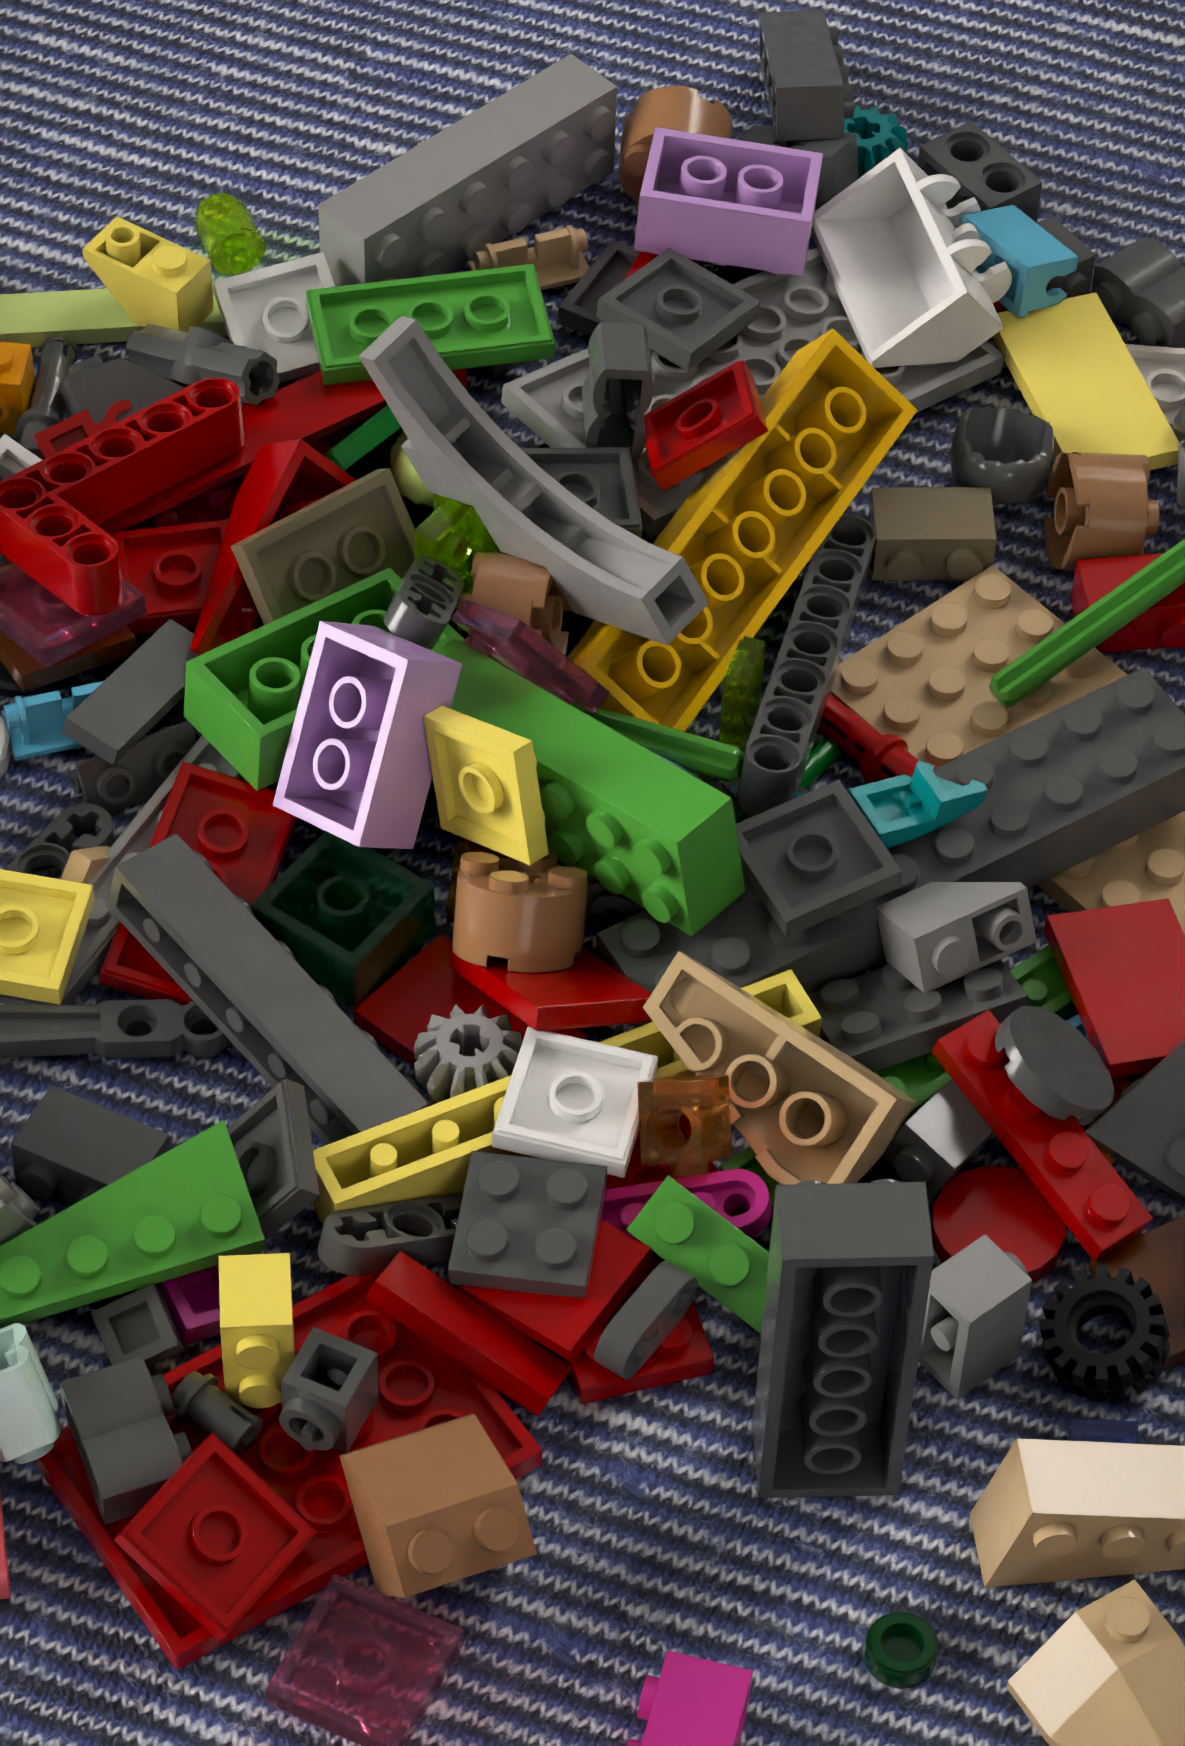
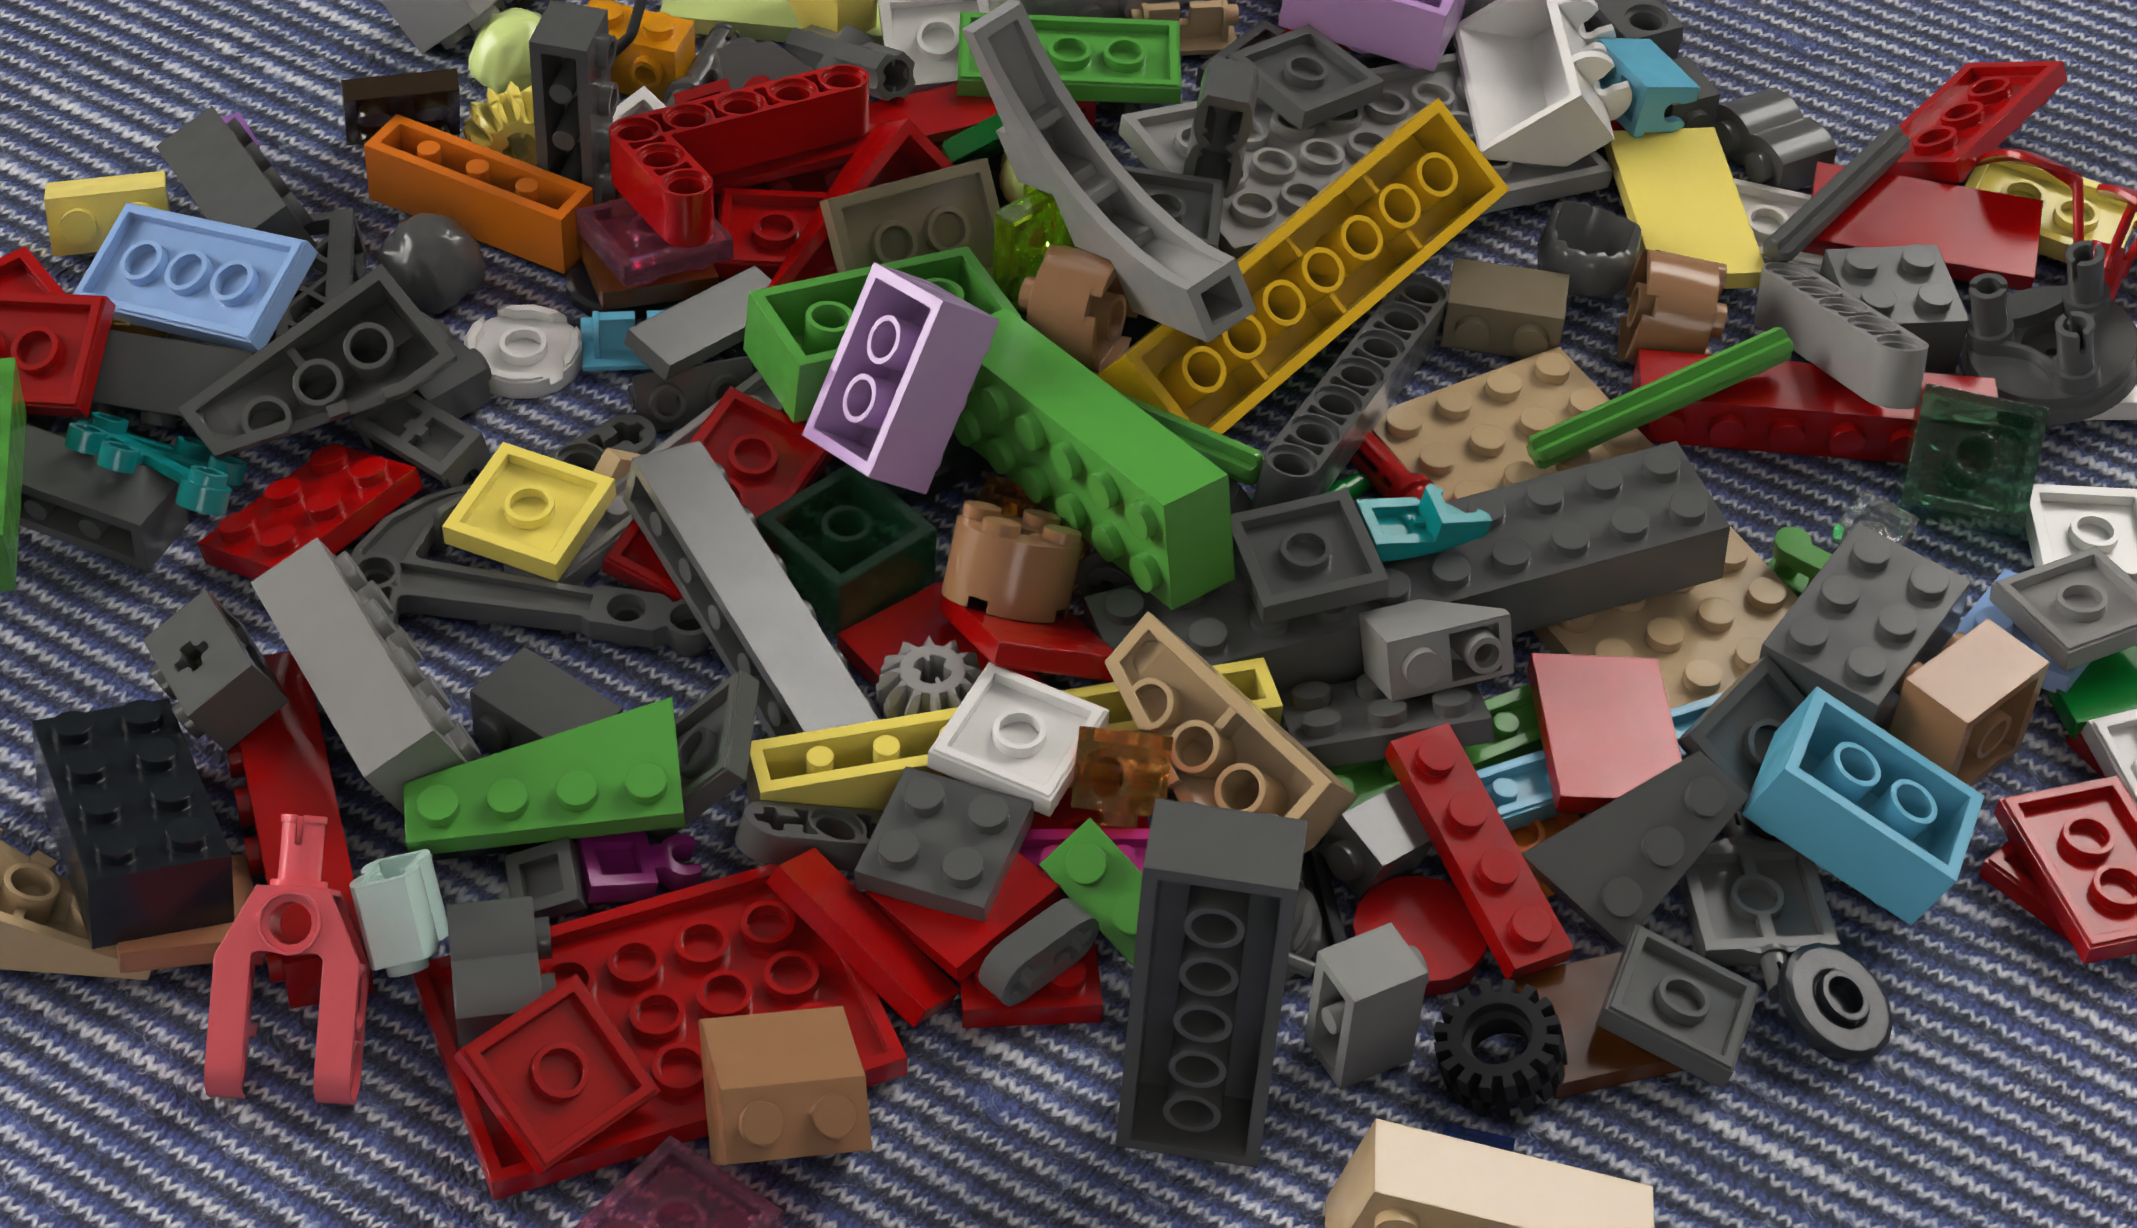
camera: 10 degrees right, 5 degrees down
(214, 1411) = (583, 952): dark grey pin -> none
(256, 1326) = (649, 889): light yellow brick -> none
(328, 1392) = (704, 960): dark grey brick -> none
(424, 602) = (986, 272): dark grey beam -> none
(486, 784) = (1001, 436): light yellow plate -> none
(528, 655) = (1066, 323): clear pink plate -> none
(703, 424) = (1297, 167): red tile -> none
(742, 692) = (1280, 400): clear neon green tile -> none
(1054, 1065) = (1502, 783): dark grey tile -> none

